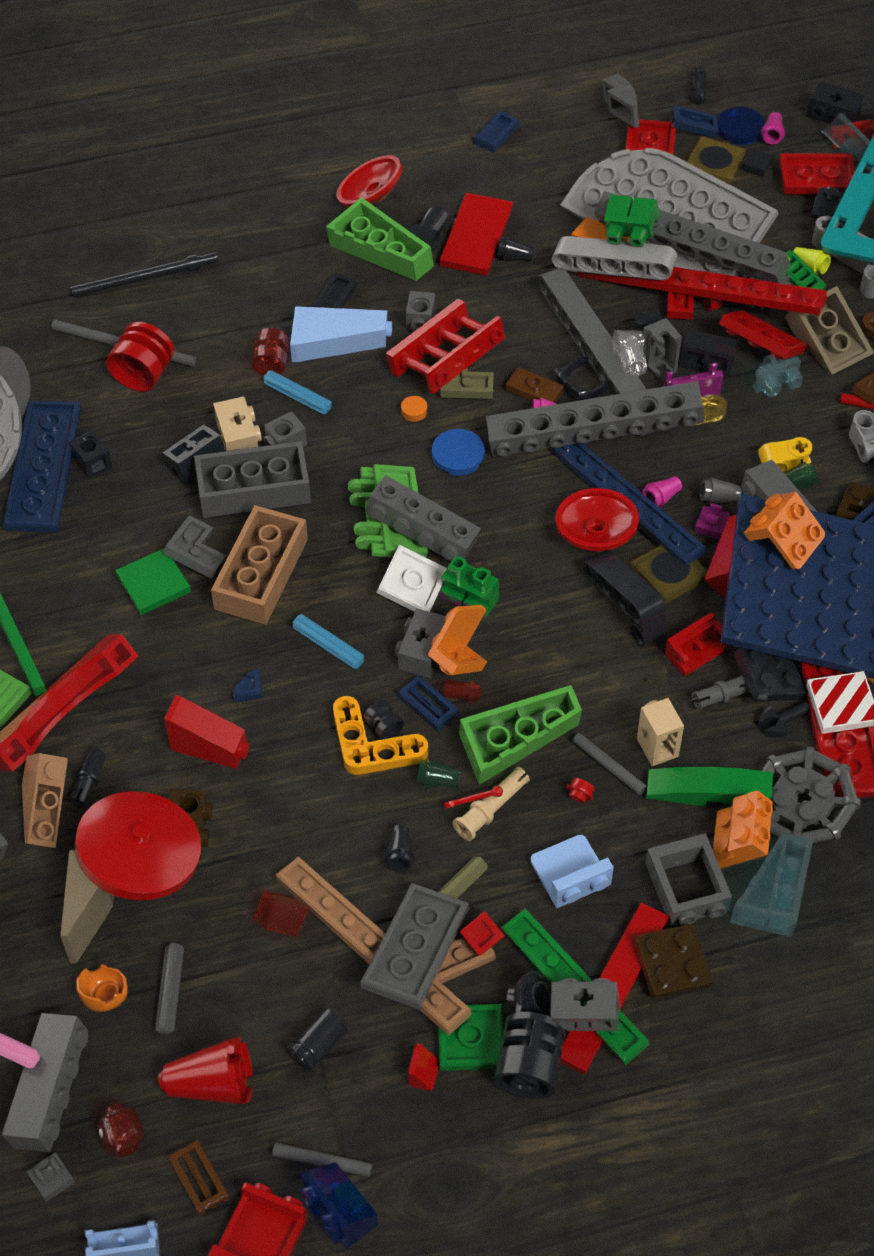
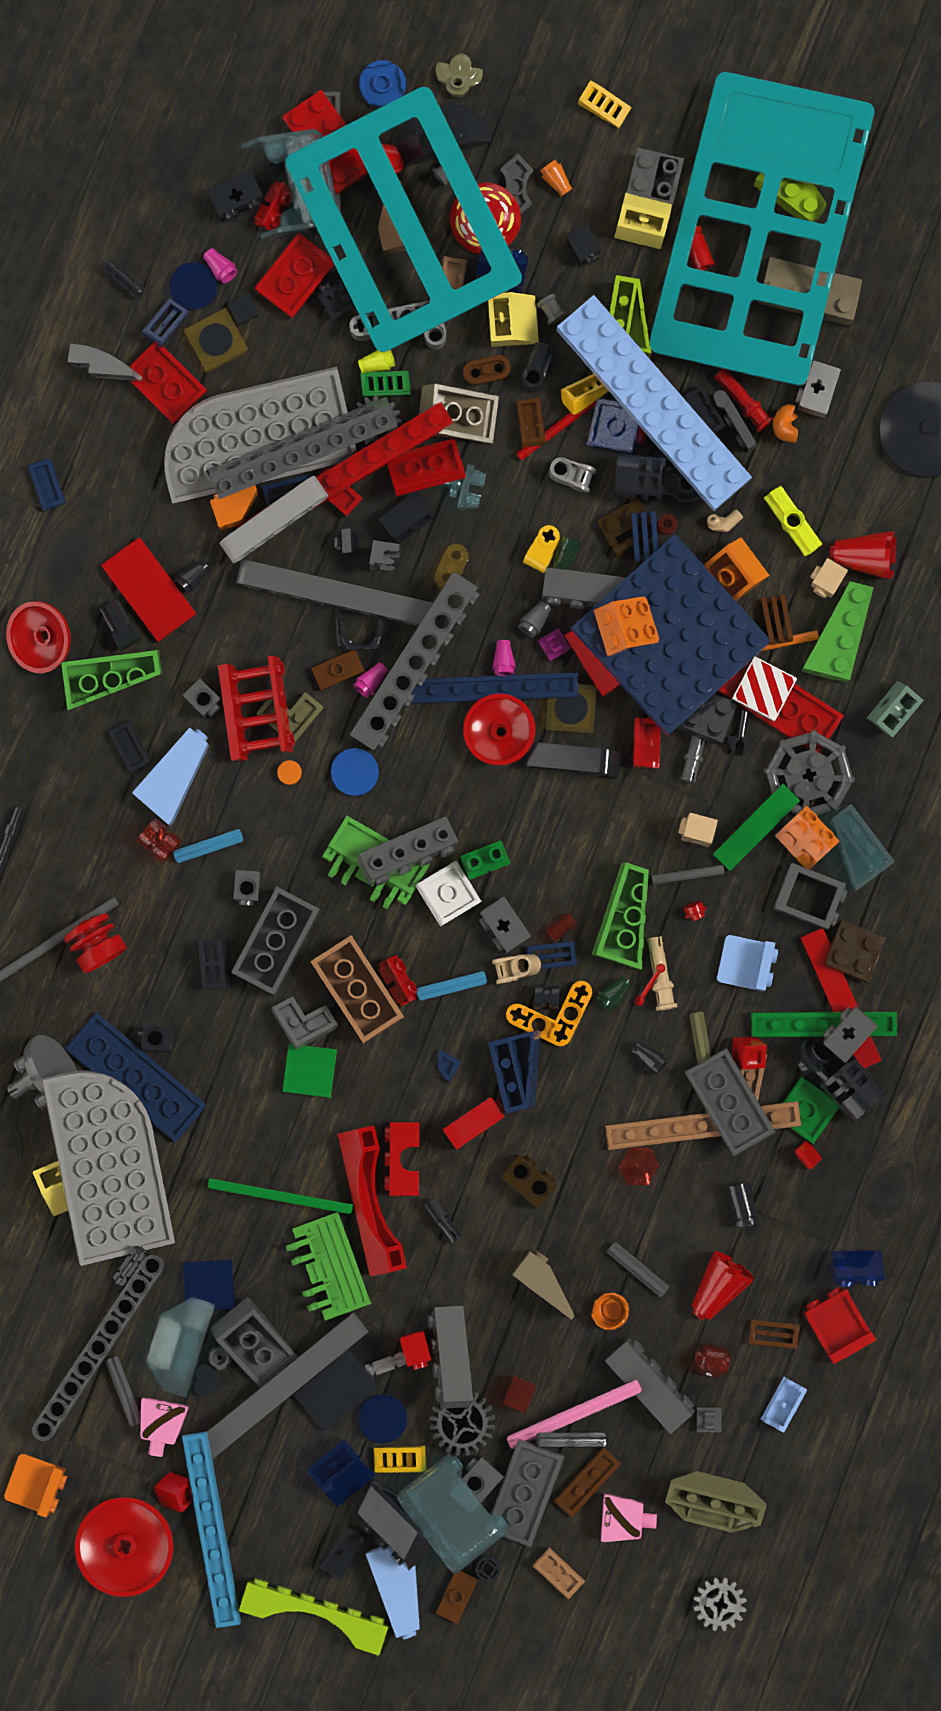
camera: 55 degrees left, 30 degrees up
(42, 798) = (439, 1260): medium nougat slope -> none
(137, 845) = (538, 1228): red dish -> none
(142, 690) = (401, 1181): none -> red arch
(236, 424) = (198, 915): tan brick -> none
(291, 735) = (517, 1069): none -> dark blue wedge
(301, 592) = (395, 970): none -> red hinge
(321, 1159) = (817, 1254): dark grey bar -> none
(390, 676) = (512, 967): none -> tan piece
(450, 645) = (537, 909): orange bracket -> none
(630, 219) = (271, 483): green hips -> none
(630, 346) = (368, 580): clear piece -> none
(709, 382) = (425, 554): magenta hinge -> none

